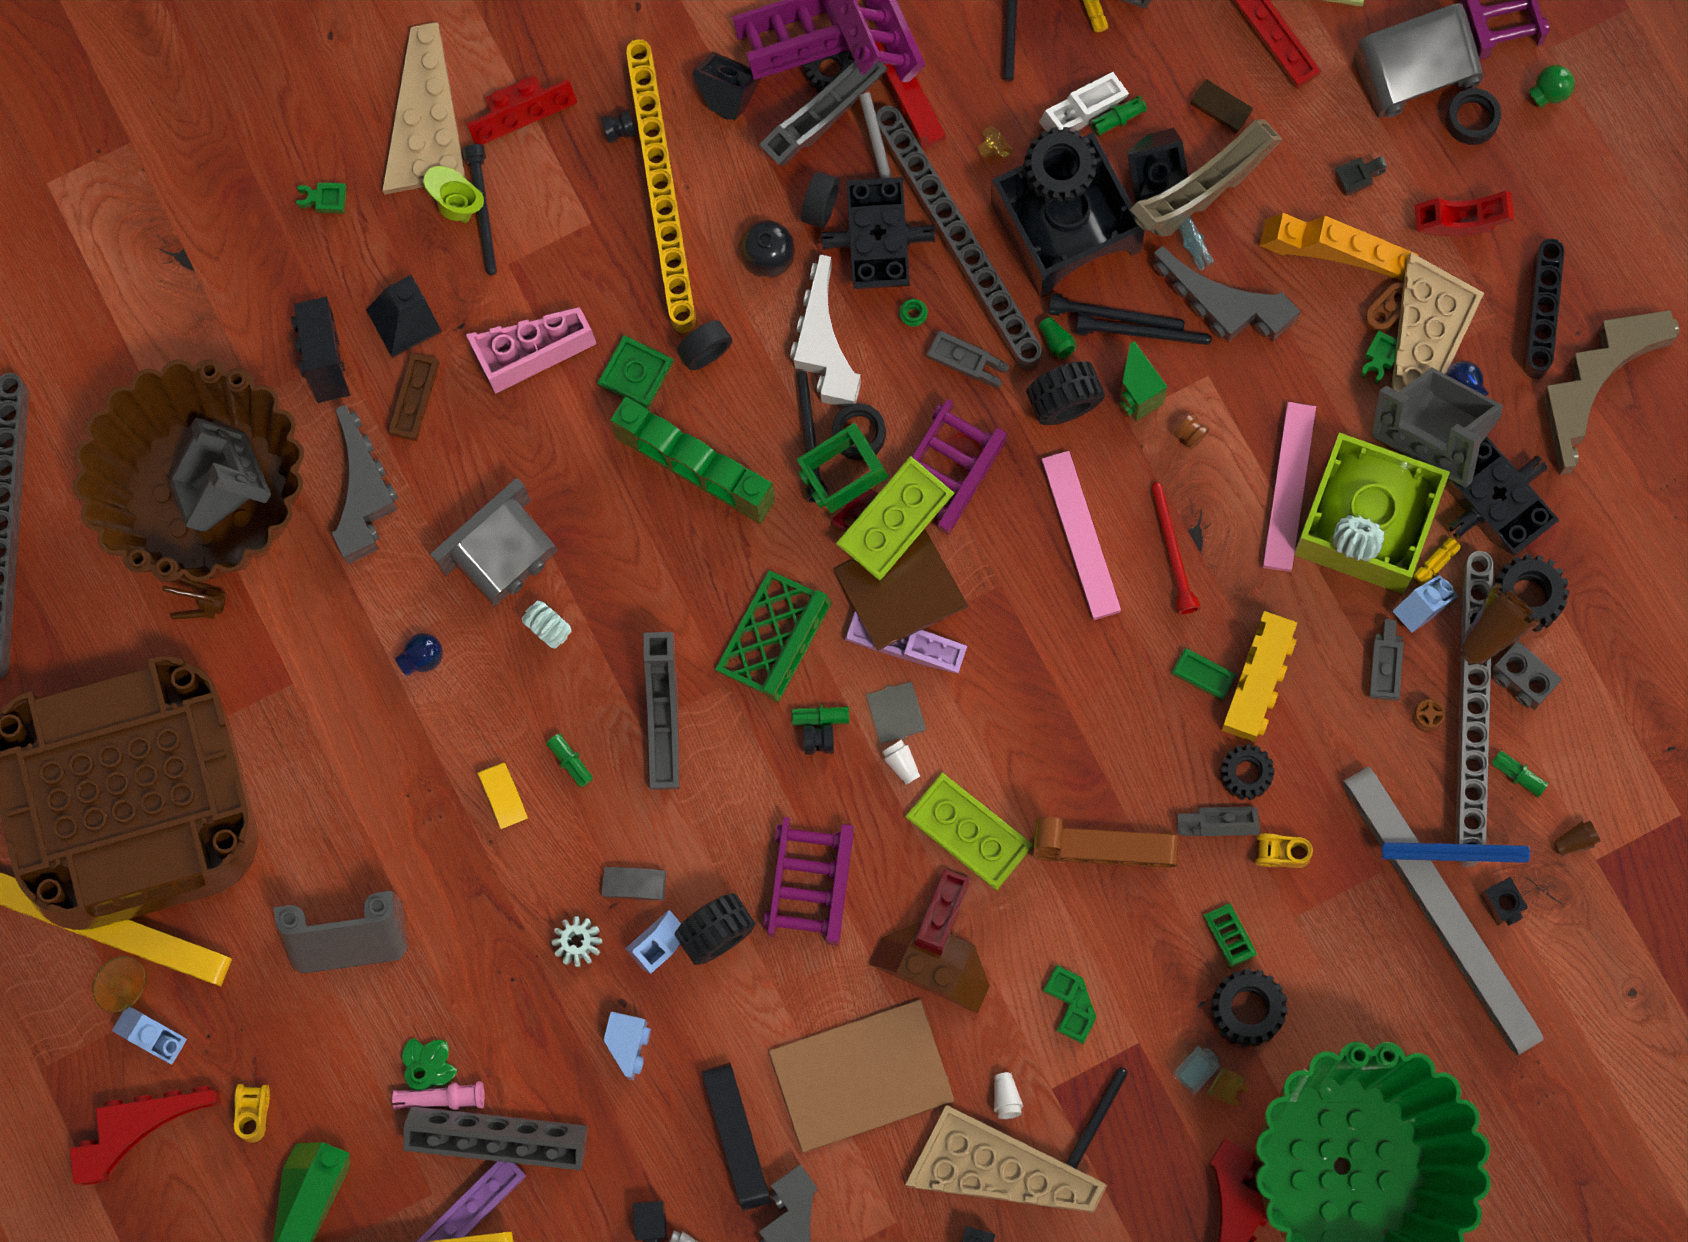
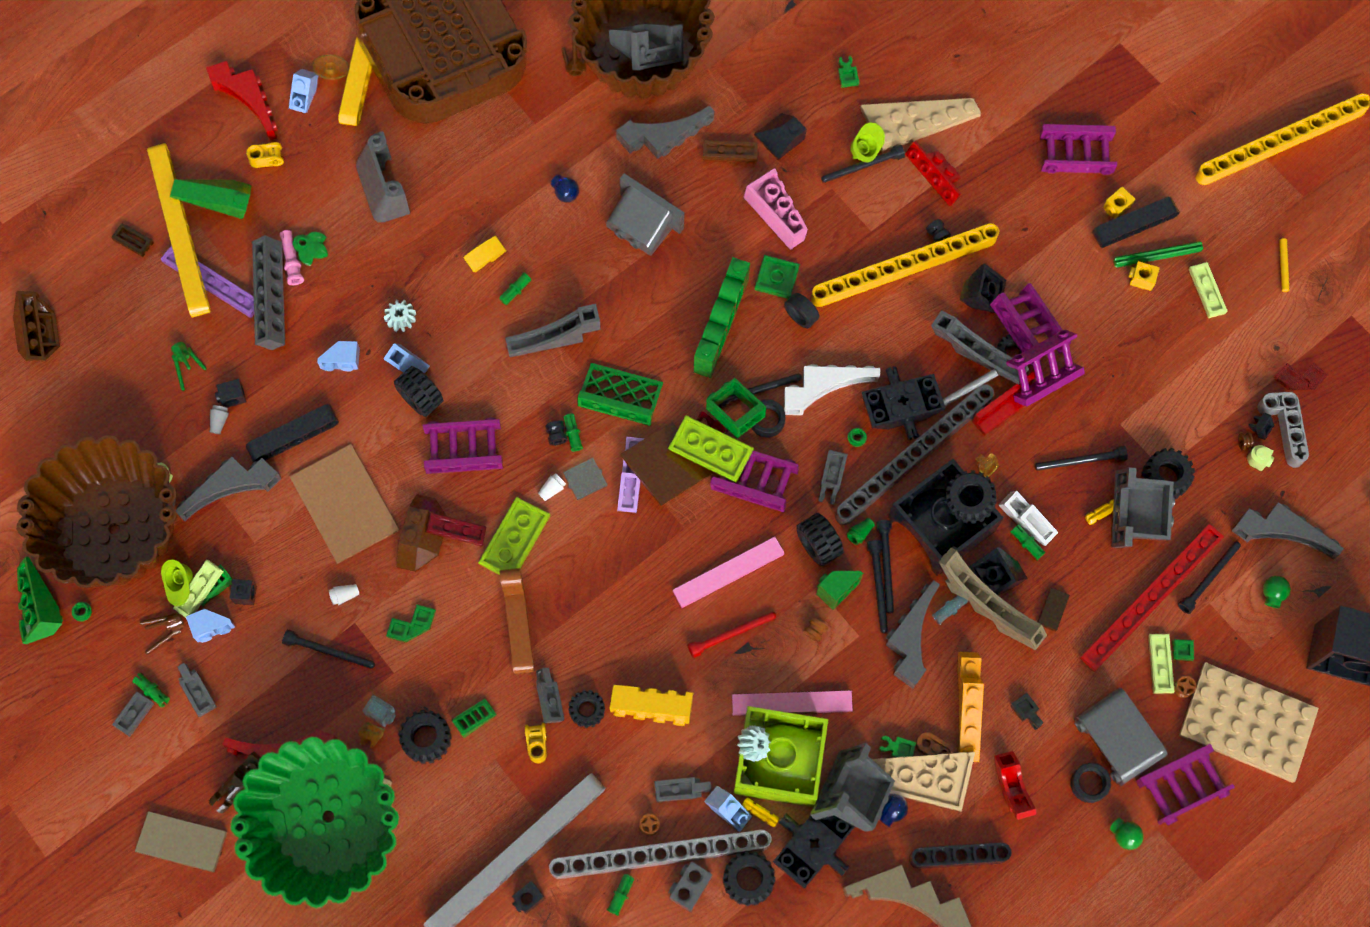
camera: 70 degrees right, 5 degrees down
(320, 349) = (747, 89): black wedge -> none
(546, 624) = (597, 255): light aqua gear -> none
(634, 883) = (443, 342): flat silver slope -> none
(766, 248) = (878, 338): black cylinder -> none
(820, 199) = (917, 361): black tyre -> none
(985, 1163) = (296, 588): tan wing -> none
(1204, 674) = (649, 669): green tile -> none
(1455, 852) = (553, 855): blue axle -> none
(1496, 626) = (717, 854): reddish brown cone -> none

